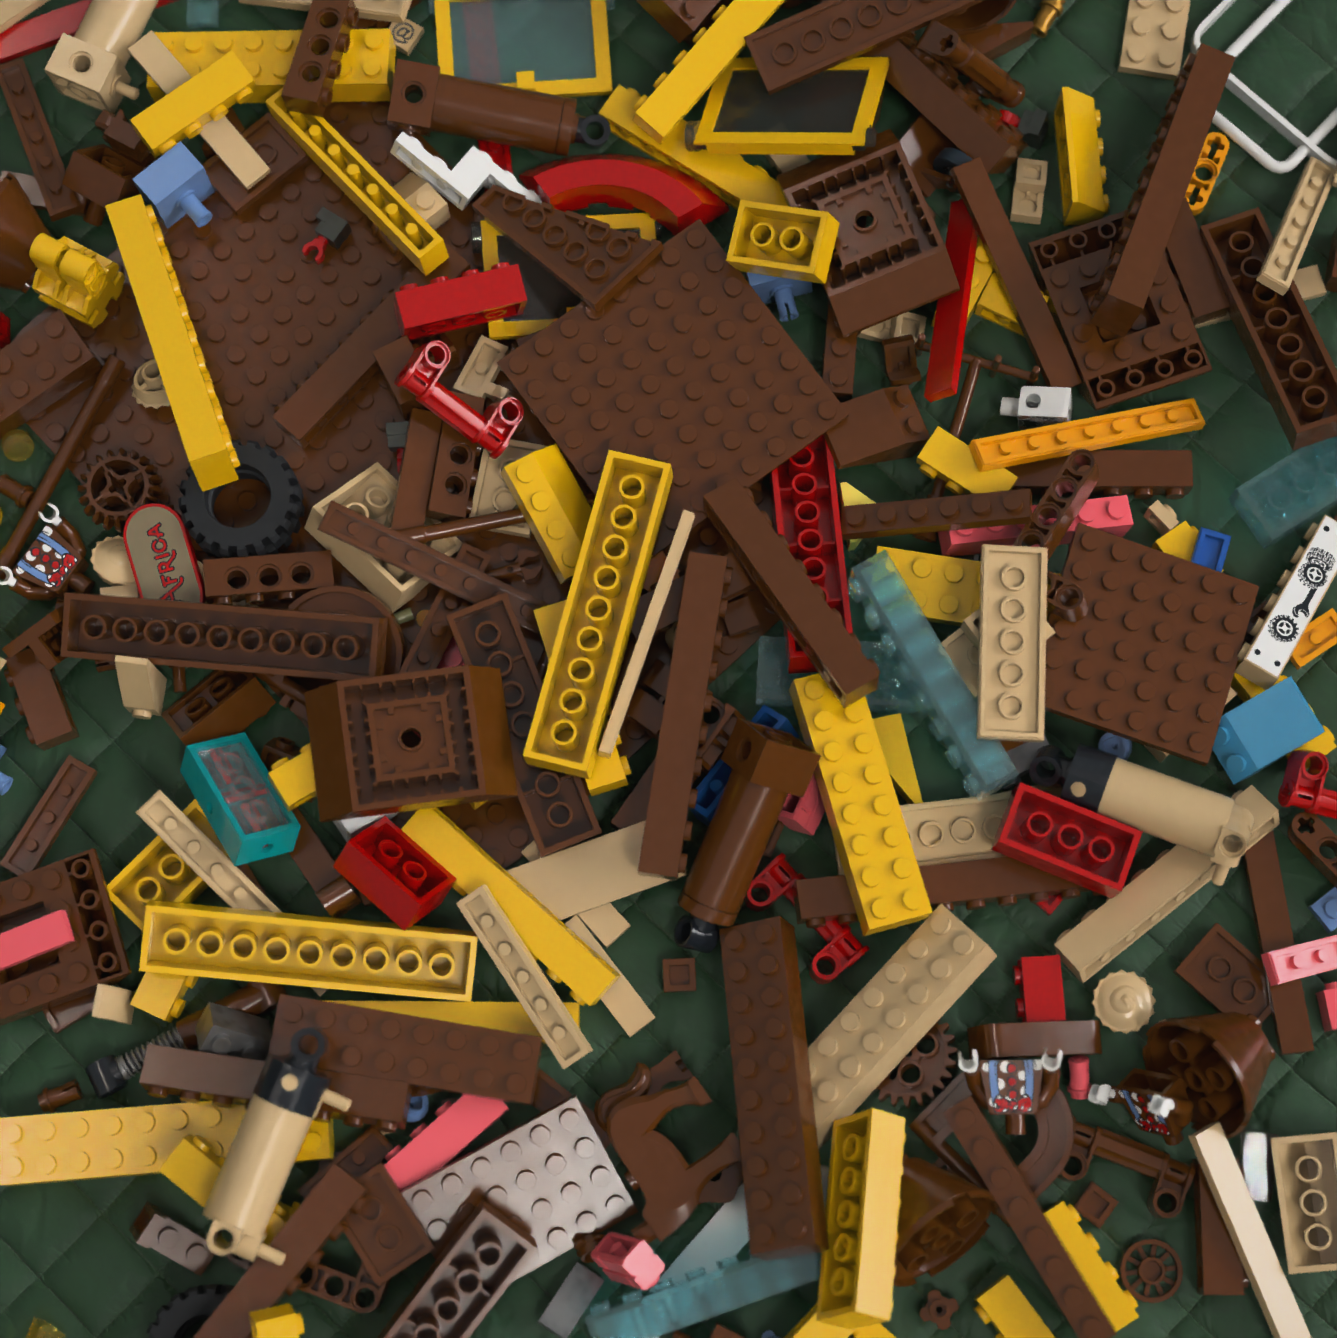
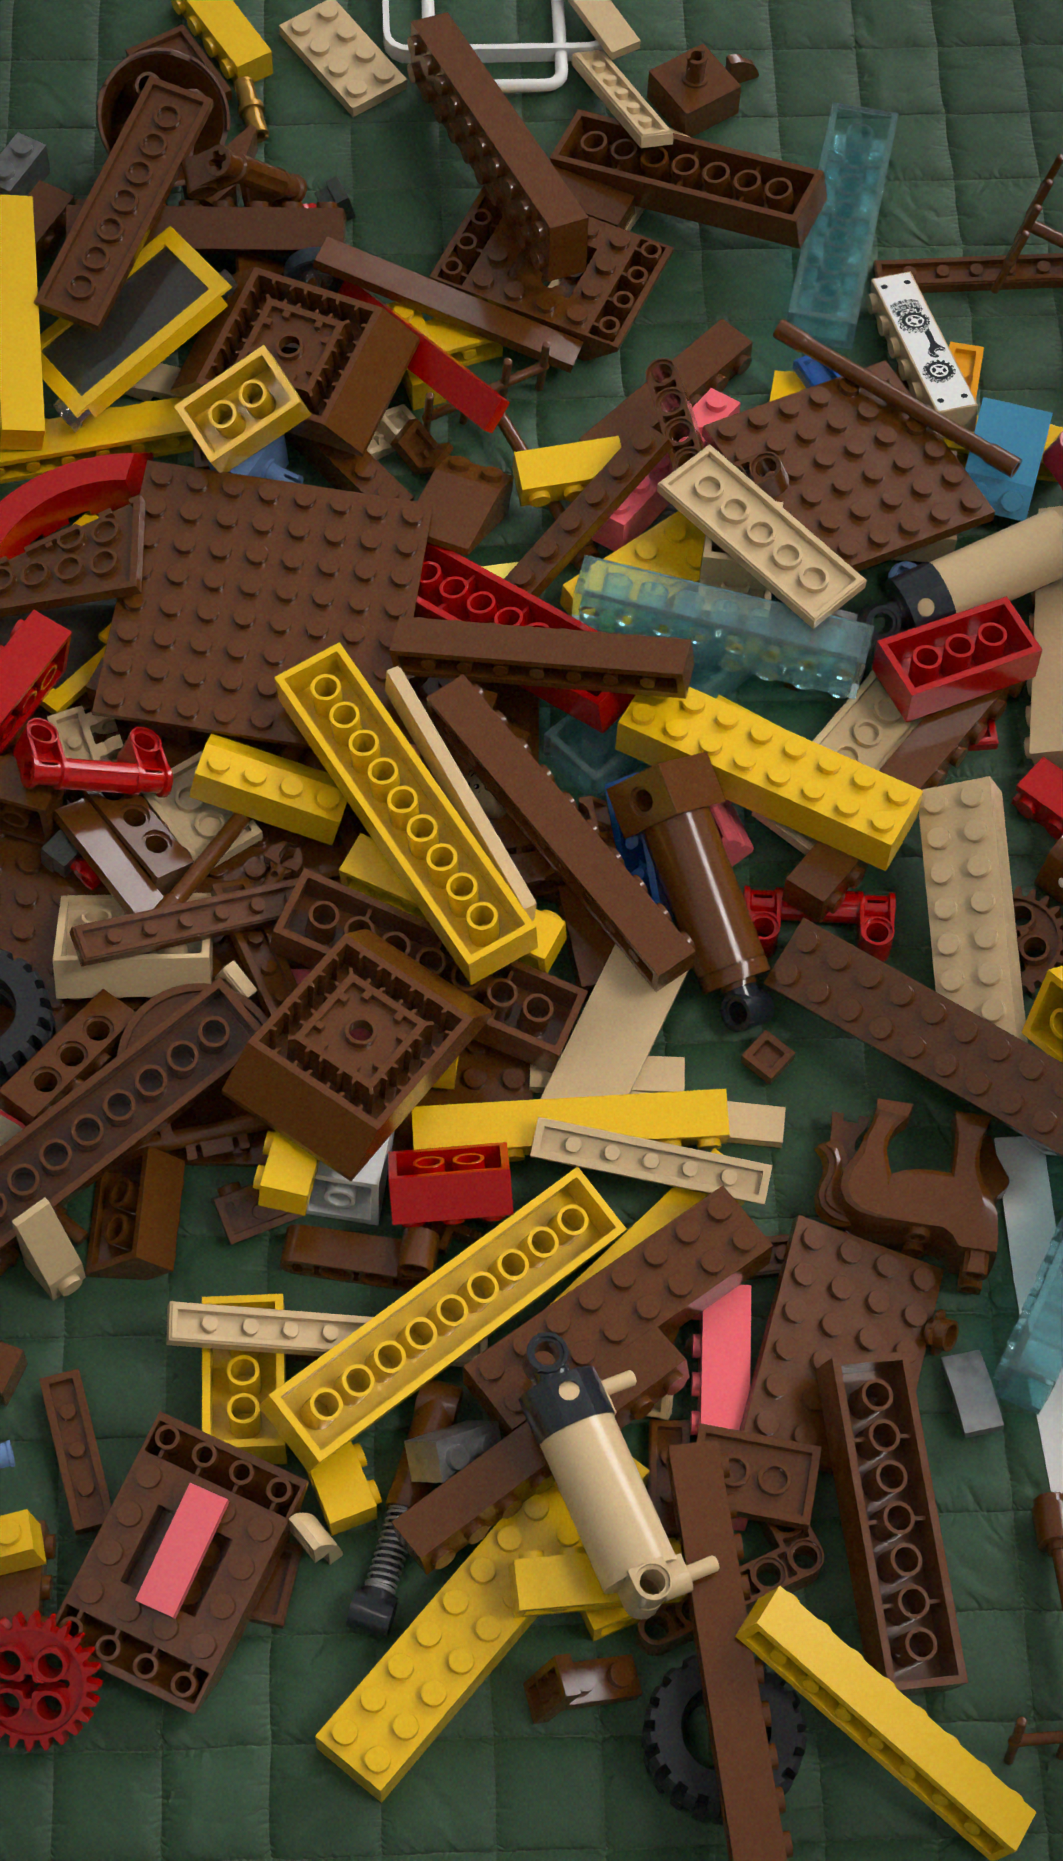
camera: 50 degrees left, 15 degrees down
(59, 1096) = (346, 1673): reddish brown pin -> none
(239, 799) = (245, 1253): brick -> none
(409, 621) = (237, 980): none -> tan tile
(628, 1261) = (986, 1298): coral brick -> none
(1028, 191) = (380, 242): tan slope -> none
(1039, 406) = (575, 387): white torso -> none
(1079, 158) = (396, 194): yellow slope -> none
(1086, 434) = (628, 373): light orange tile -> none
(1161, 517) = (753, 389): tan plate -> none
(1247, 721) = (989, 452): none -> reddish brown piece

